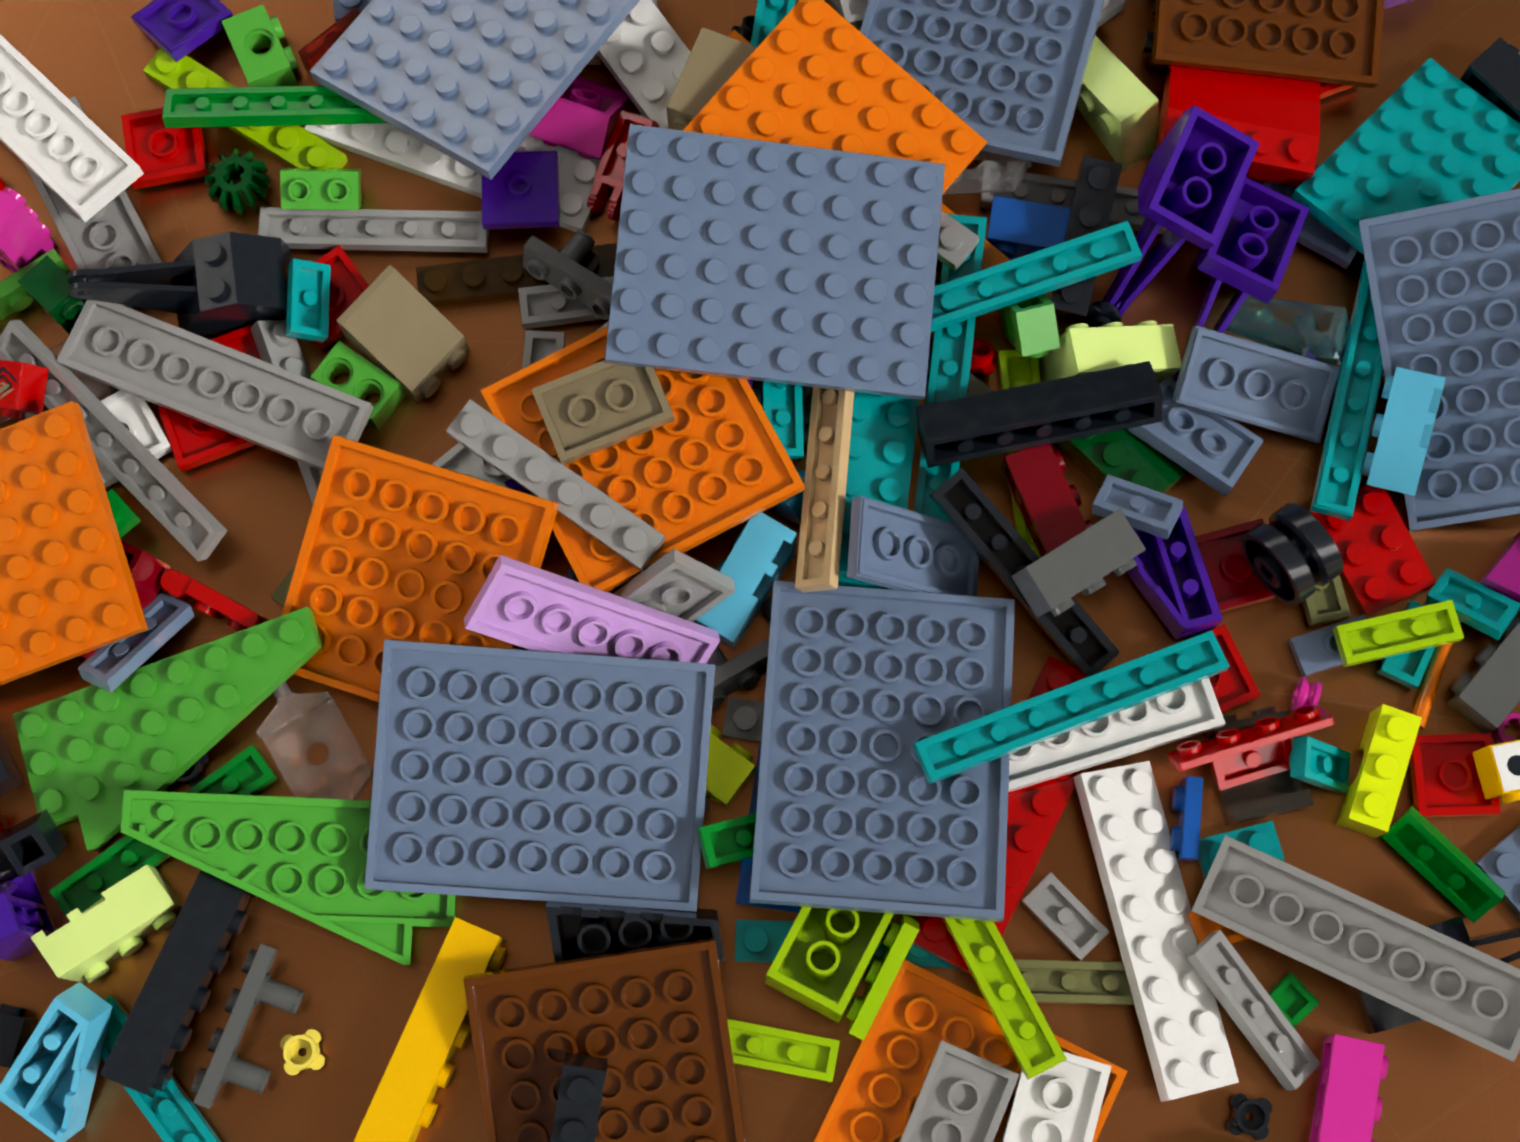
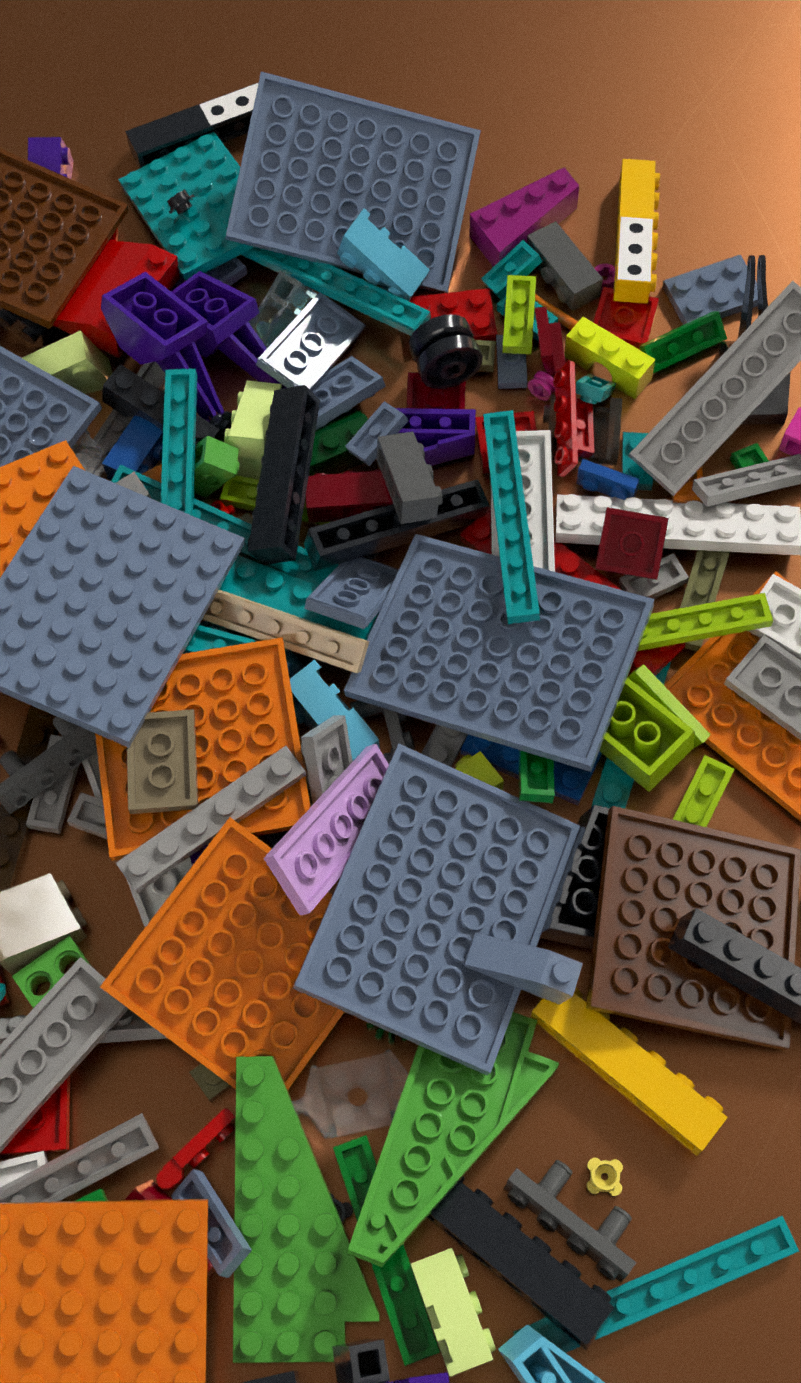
camera: 70 degrees left, 10 degrees down
(491, 889) = (524, 967): none -> sand blue slope
(1092, 872) = (631, 543): none -> dark red plate
(1363, 688) = (550, 342): none -> dark red slope
(1400, 146) = (180, 202): none -> black plate

